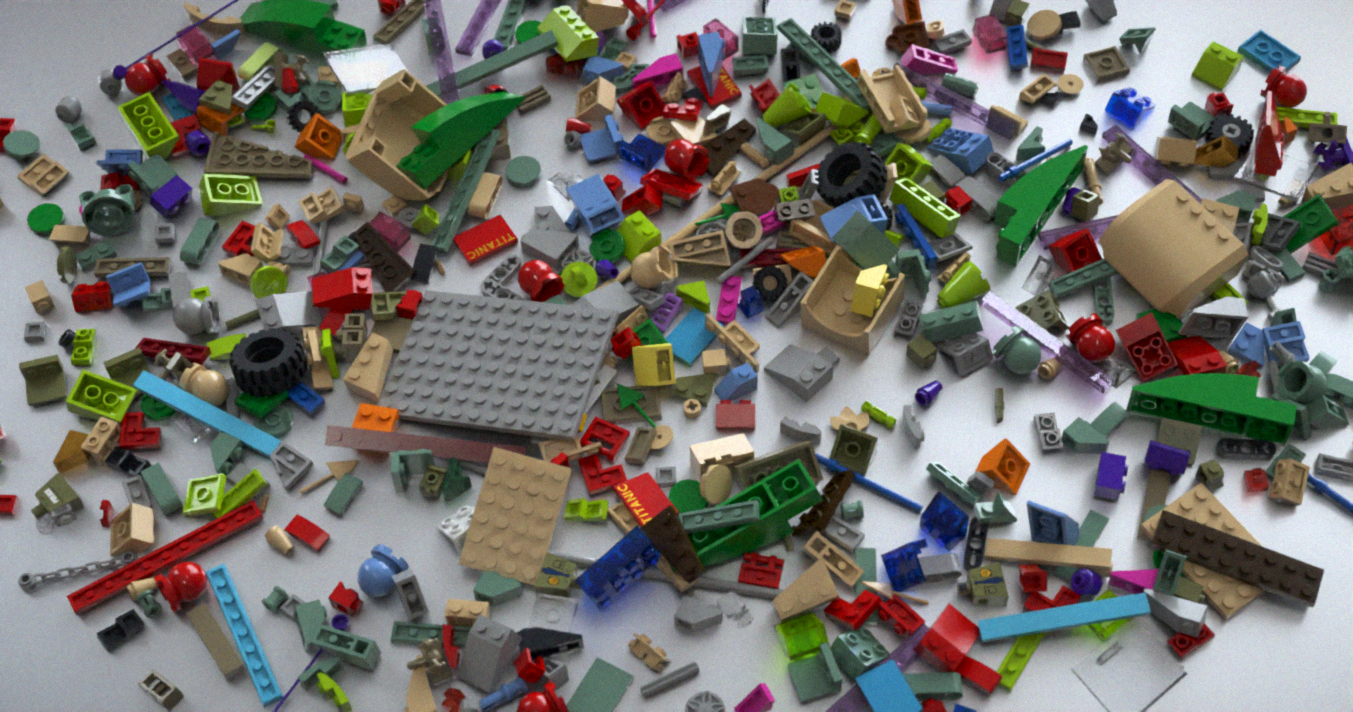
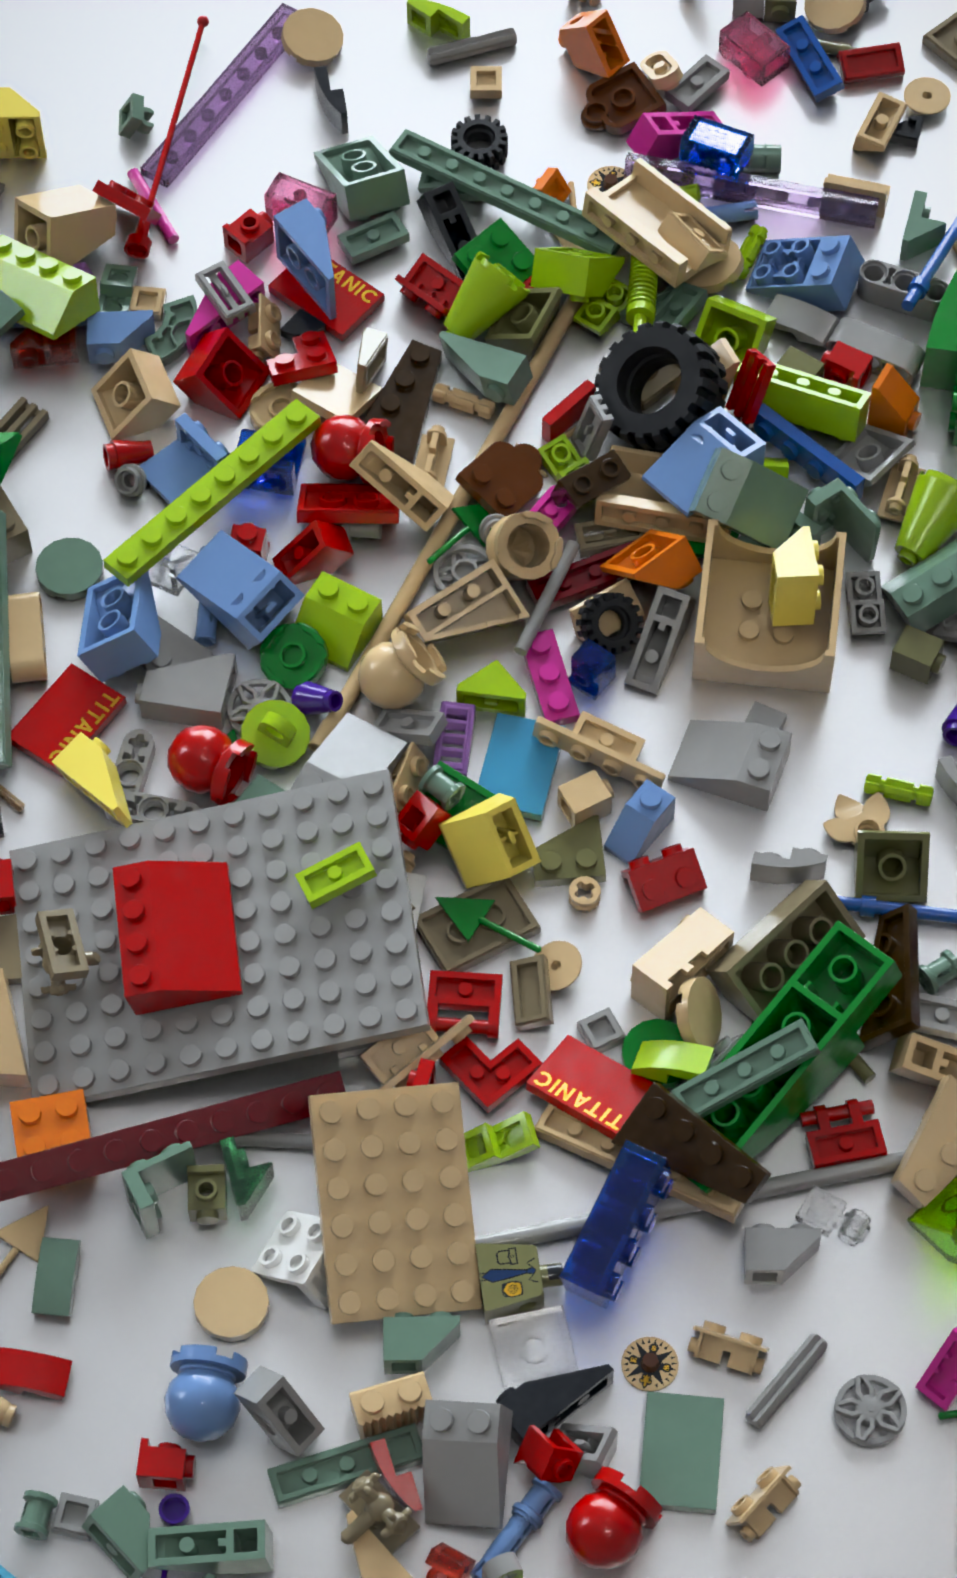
camera: 25 degrees left, 5 degrees up
(417, 340) = (62, 950): none -> dark tan piece
(419, 537) = (231, 1303): none -> tan tile
(475, 352) = (176, 933): none -> red slope
(482, 268) = (94, 774): none -> light yellow slope
(529, 203) = (119, 627): none -> medium blue slope
(563, 350) = (335, 875): none -> lime plate
(603, 154) = (211, 492): none -> lime plate
(607, 645) = (649, 1364): none -> piece
(643, 330) = (442, 787): none -> sand green bush
(662, 75) = (236, 311): none -> light grey tile
(689, 500) = (670, 1057): none -> lime slope
(699, 182) = (403, 484): none -> tan slope
(898, 191) = (747, 383): none -> red tile
(941, 72) = (716, 146): none -> clear blue brick
(971, 225) = (893, 403): none -> orange slope

